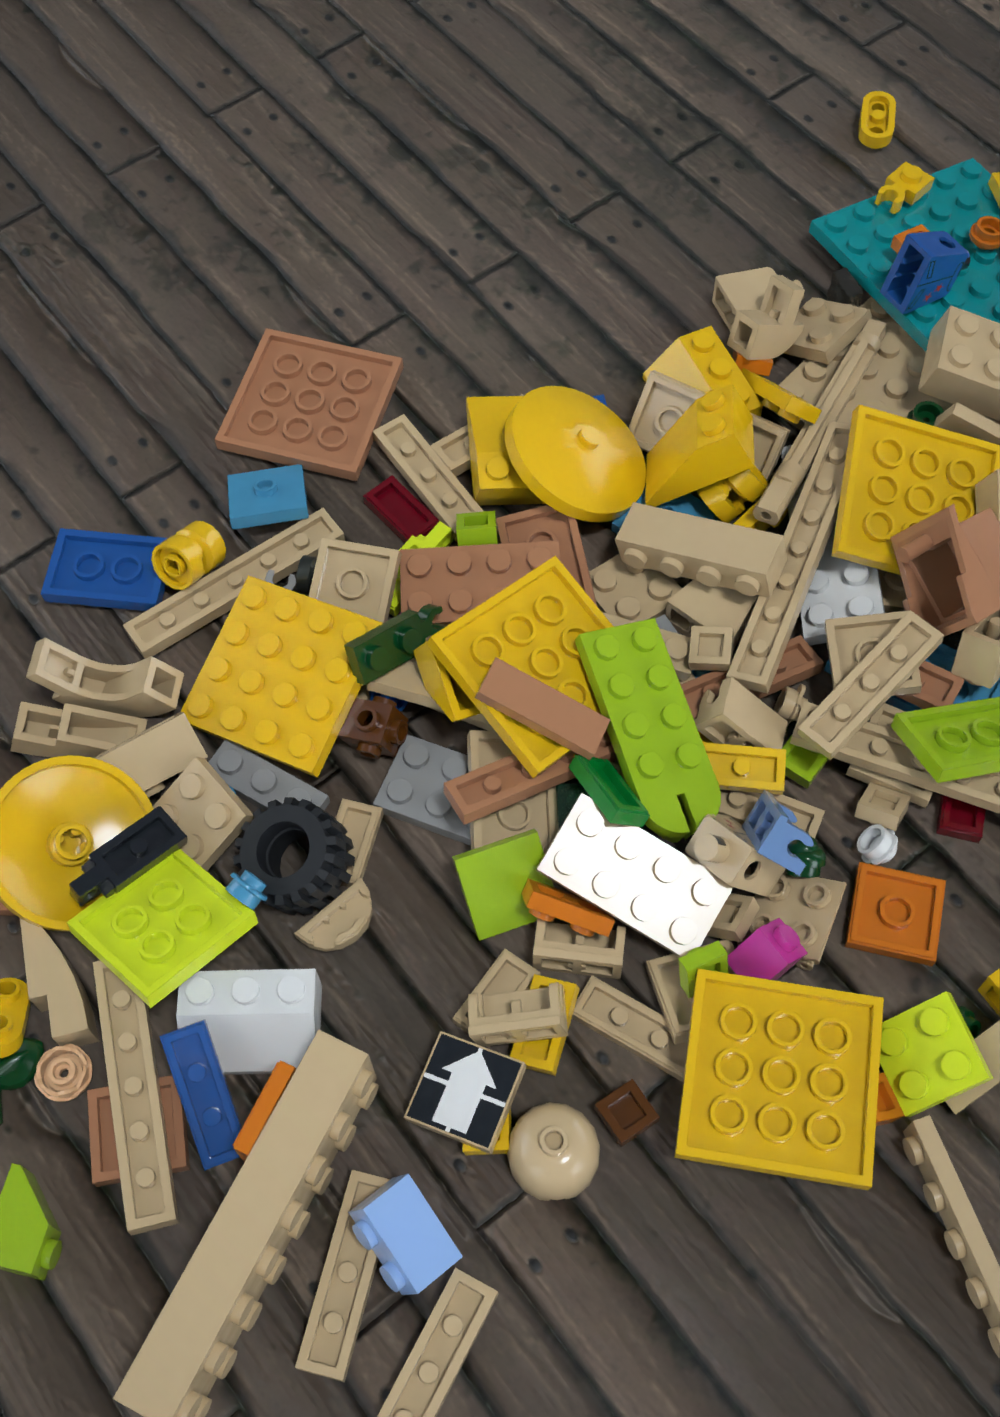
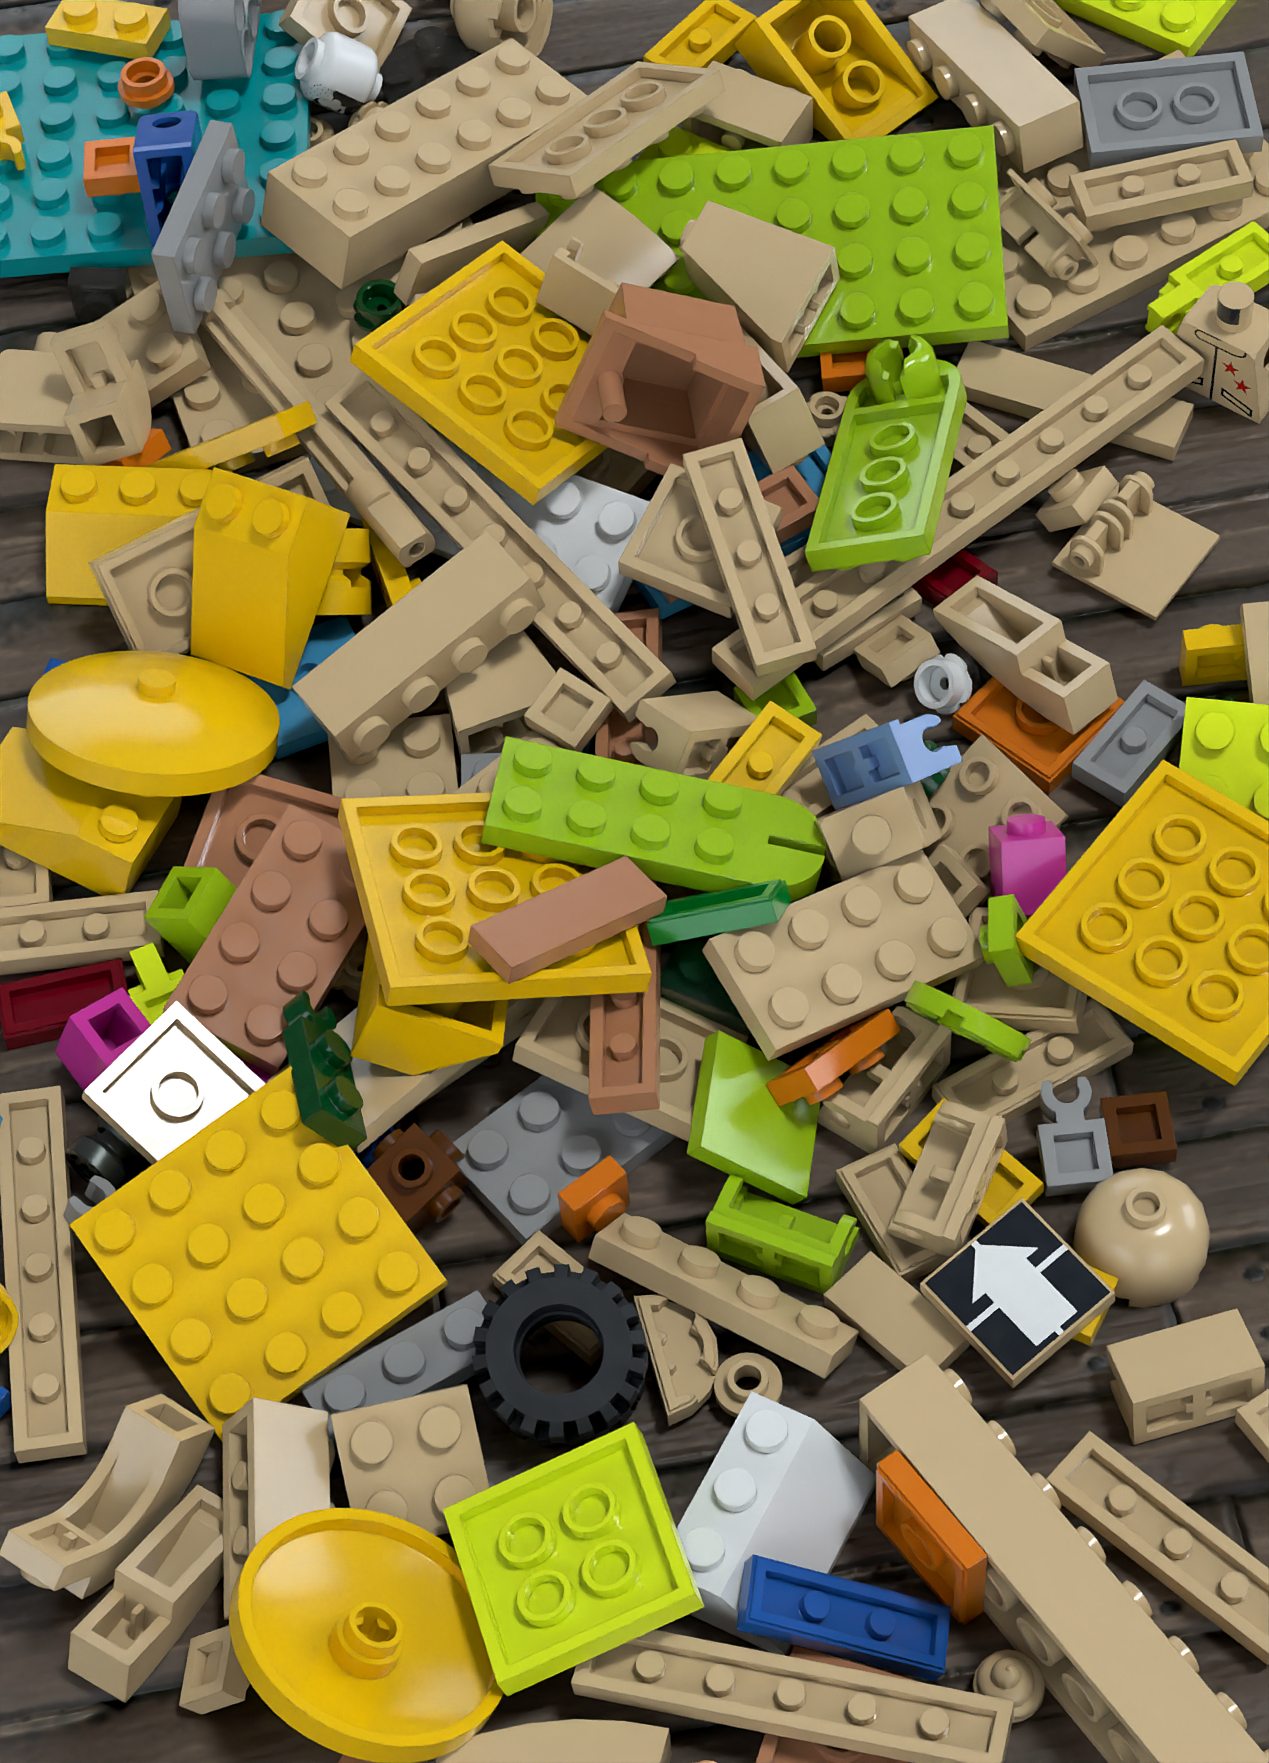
camera: 60 degrees left, 5 degrees down
(128, 856) = (441, 1562): black hinge -> none
(203, 1209) = (1011, 1677): none -> tan plate
(247, 889) = (592, 1416): dark azure plate -> none
(342, 980) = (742, 1365): none -> tan plate
(377, 530) = (99, 1036): none -> dark pink brick
(388, 927) = (723, 1294): none -> tan plate
(404, 1236) = (1170, 1441): light blue brick -> none
(413, 826) = (594, 1199): none -> orange plate
(427, 1015) = (893, 1315): none -> tan tile
(446, 938) = (779, 1238): none -> lime hinge
(472, 1222) = (1185, 1375): none -> tan hinge
(590, 1079) = (1071, 1149): none -> light grey plate
(629, 973) = (967, 1021): none -> lime tile
(790, 703) = (693, 671): tan plate -> none
(895, 298) = (203, 227): none -> light grey plate
(905, 976) = (1131, 744): none -> light grey plate
(925, 882) = (1028, 653): none -> tan slope

